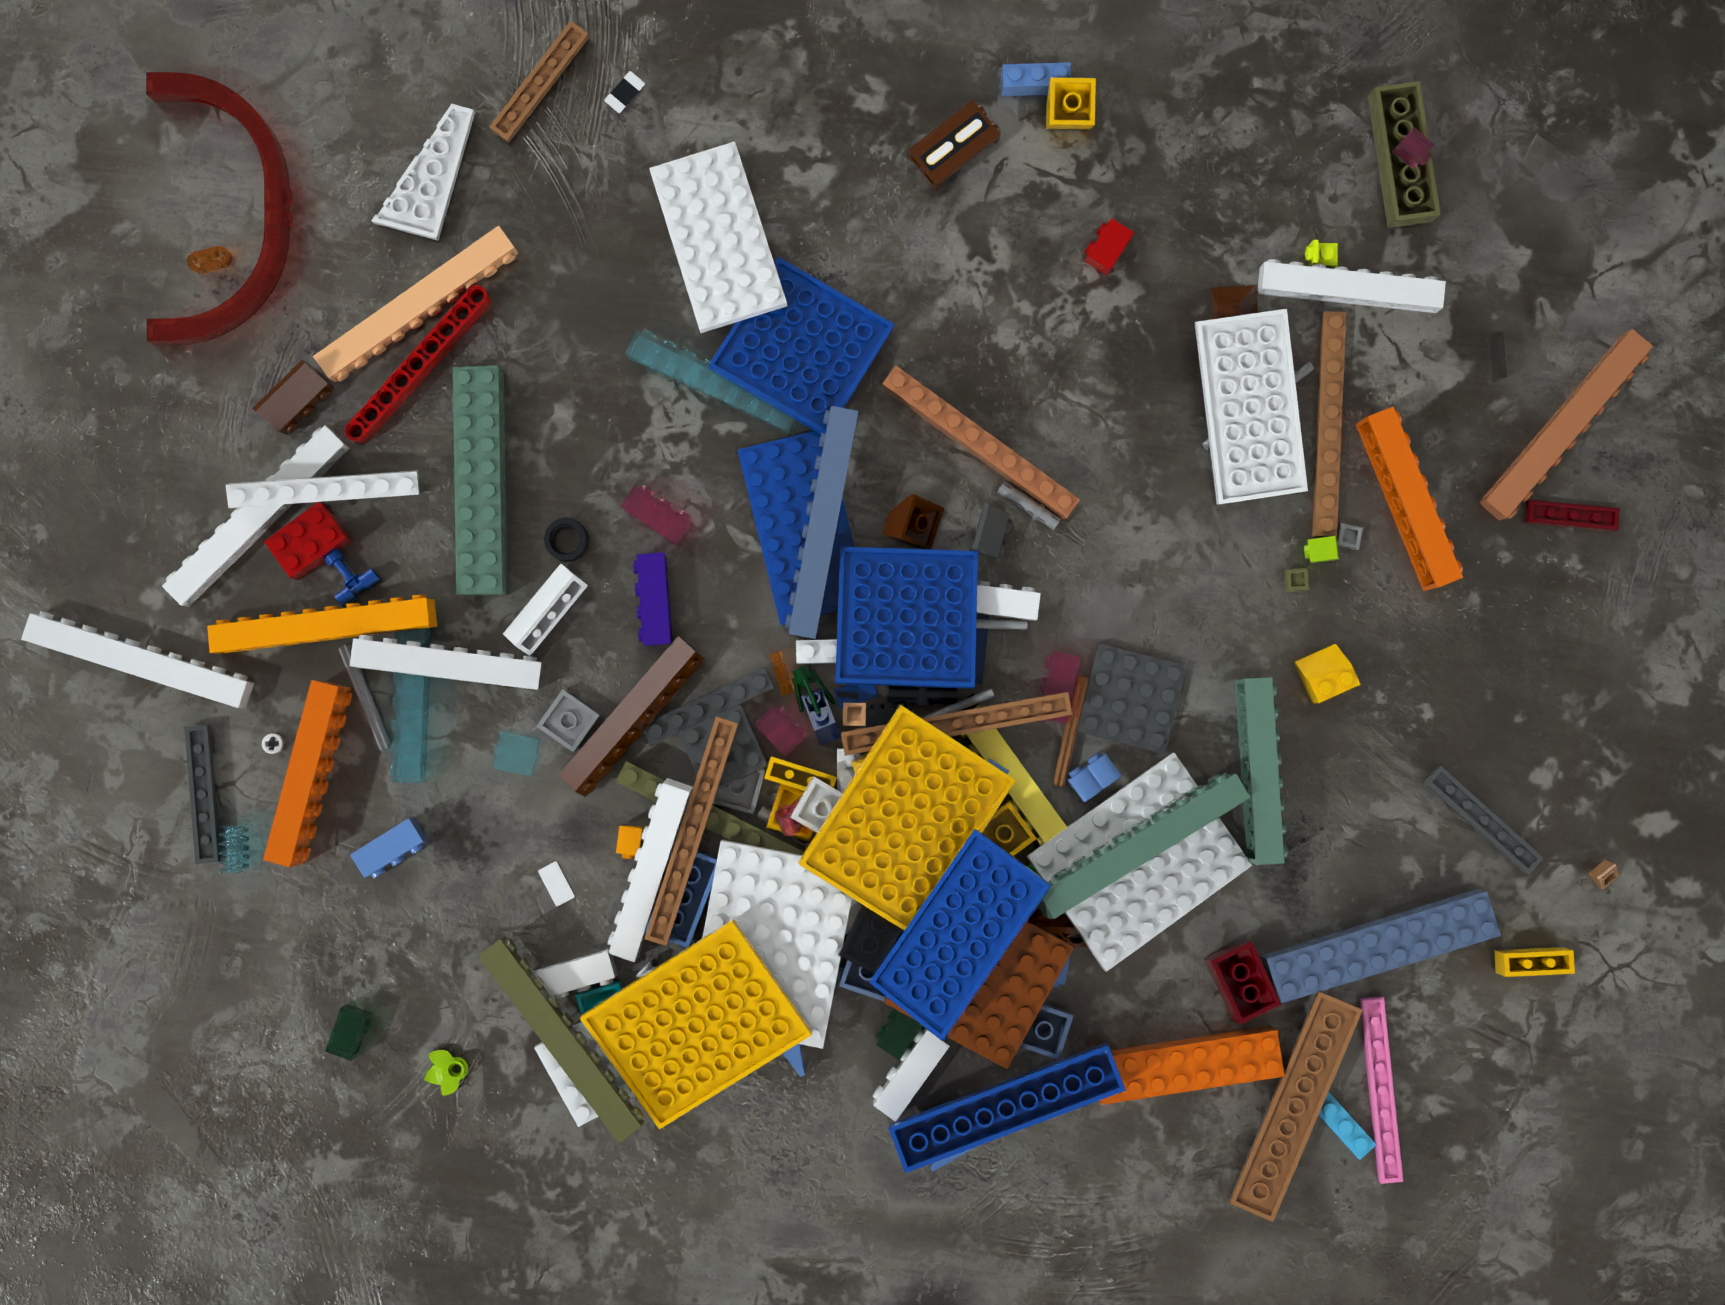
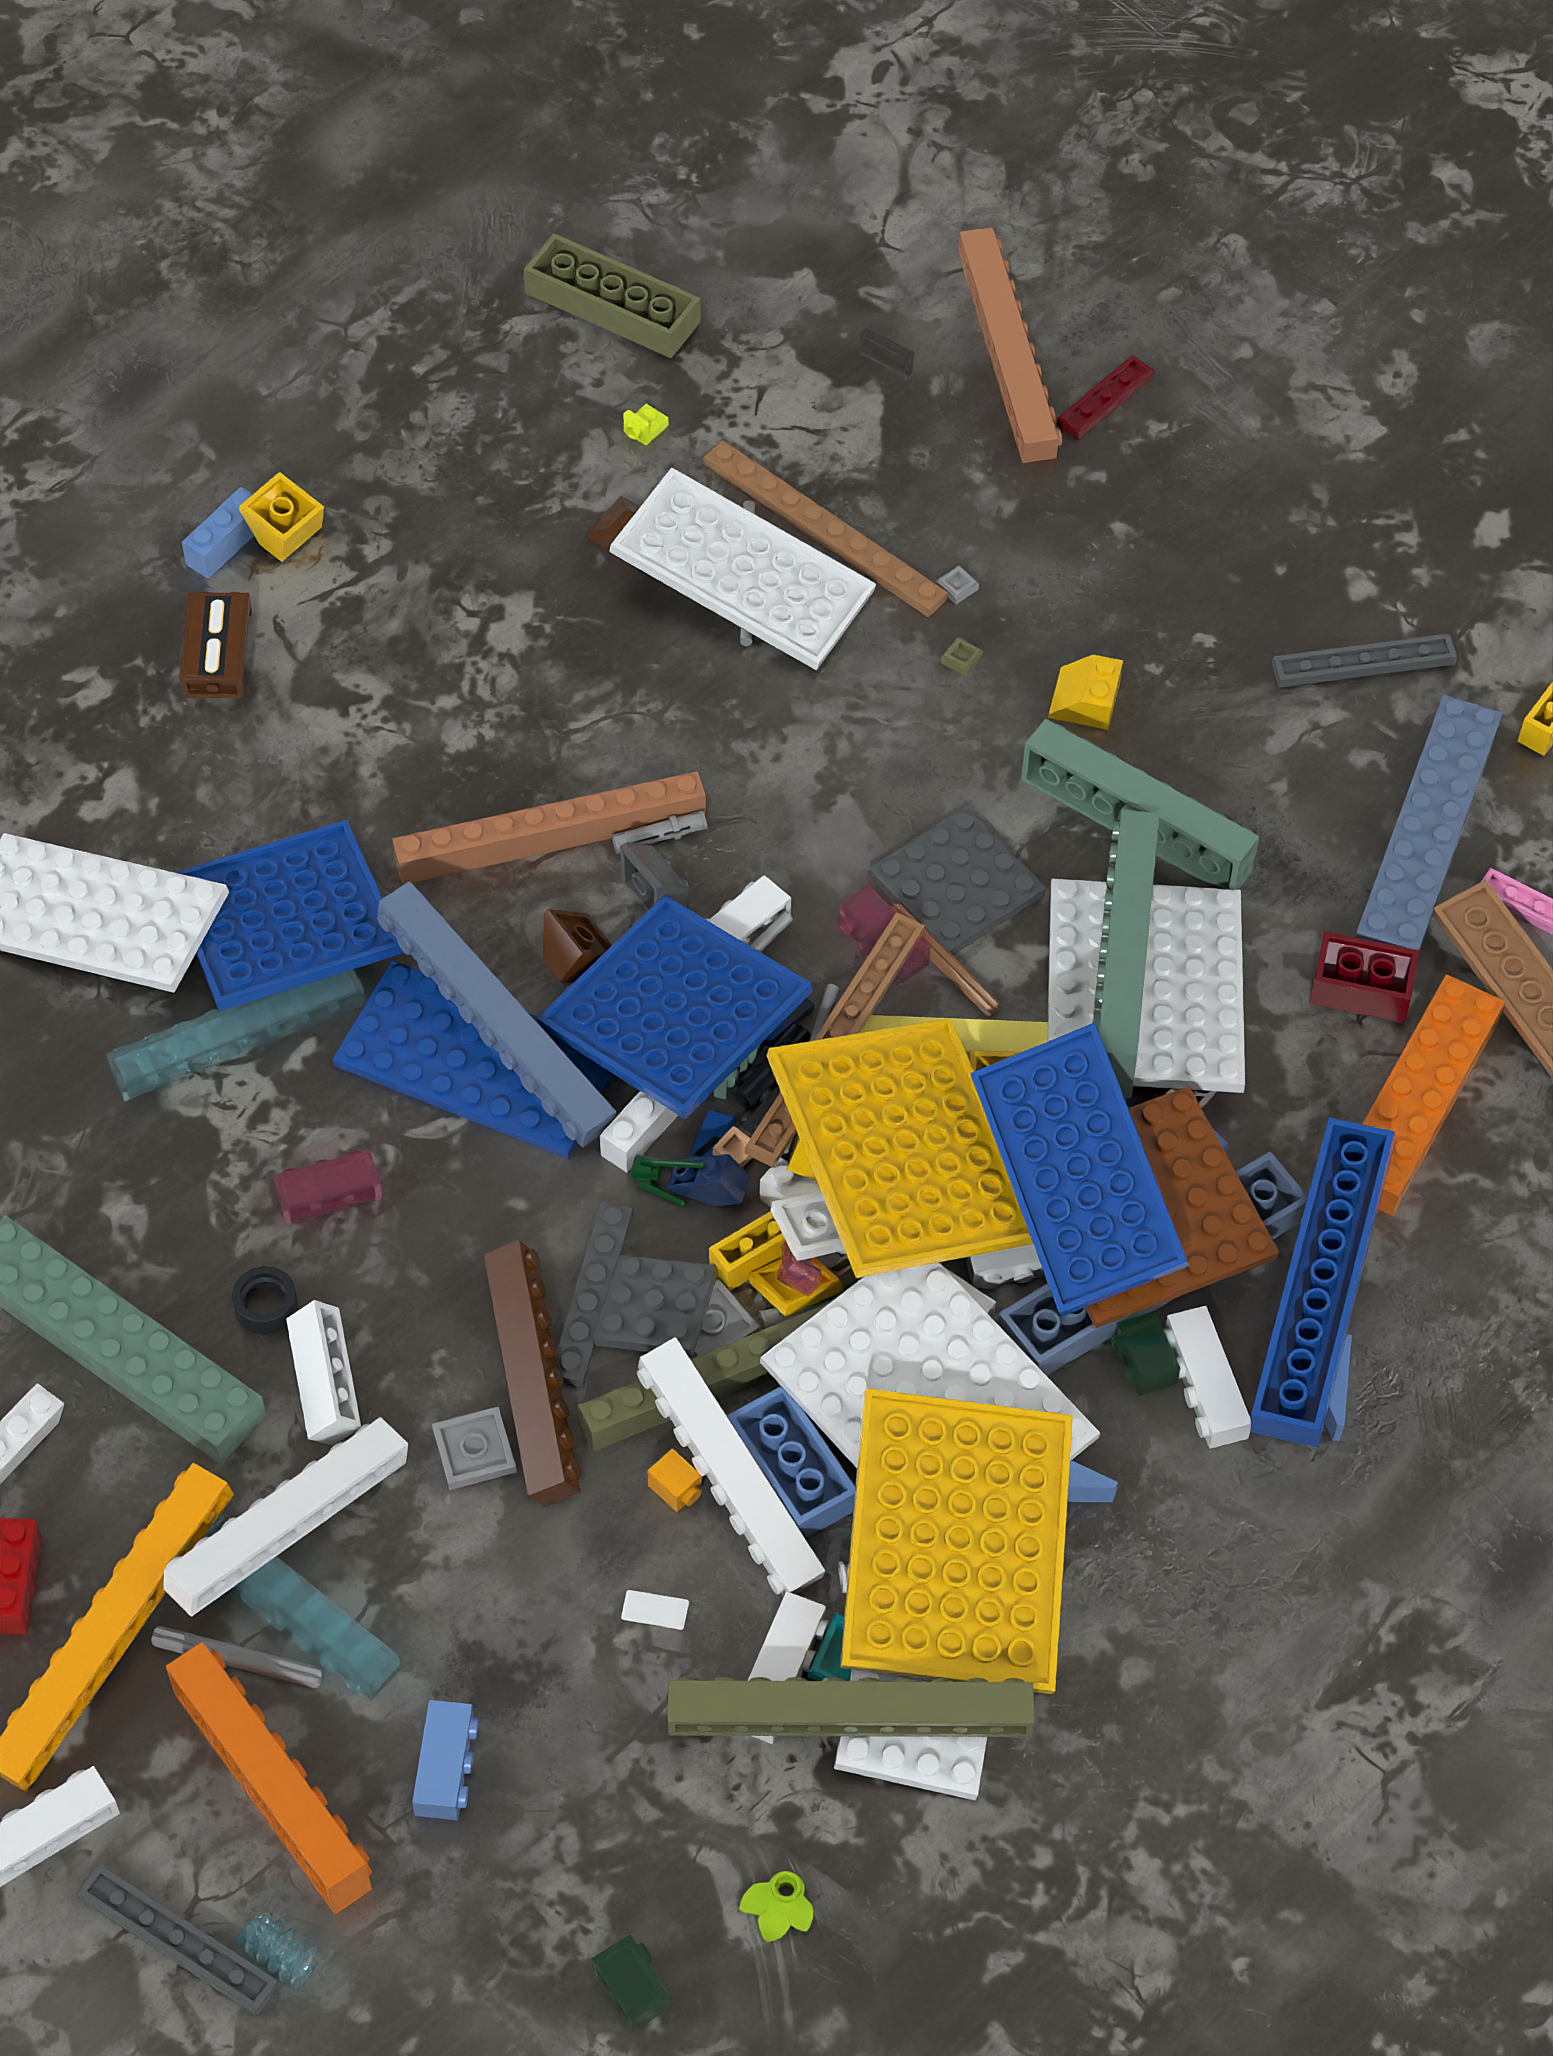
camera: 55 degrees left, 30 degrees down
(277, 749) = (193, 1820): white bush -> none
(354, 583) = (93, 1565): blue bar -> none
(515, 753) = (459, 1540): clear light blue piece -> none
(654, 599) = (419, 1256): dark purple brick -> none
(691, 831) = (727, 1386): medium nougat plate -> none
(780, 730) = (686, 1232): clear pink brick -> none
(781, 673) = (622, 1191): clear orange axle -> none
(869, 940) = (1008, 1286): black tile -> none
(1093, 777) = (1013, 968): medium blue brick -> none
(1108, 247) = (457, 585): red brick -> none
(1322, 549) = (950, 609): lime brick -> none
(1351, 287) = (700, 420): white brick -> none
(1409, 499) = (964, 503): orange brick -> none
(1414, 149) = (615, 272): clear pink brick -> none
(1604, 874) = (1510, 598): medium nougat slope -> none

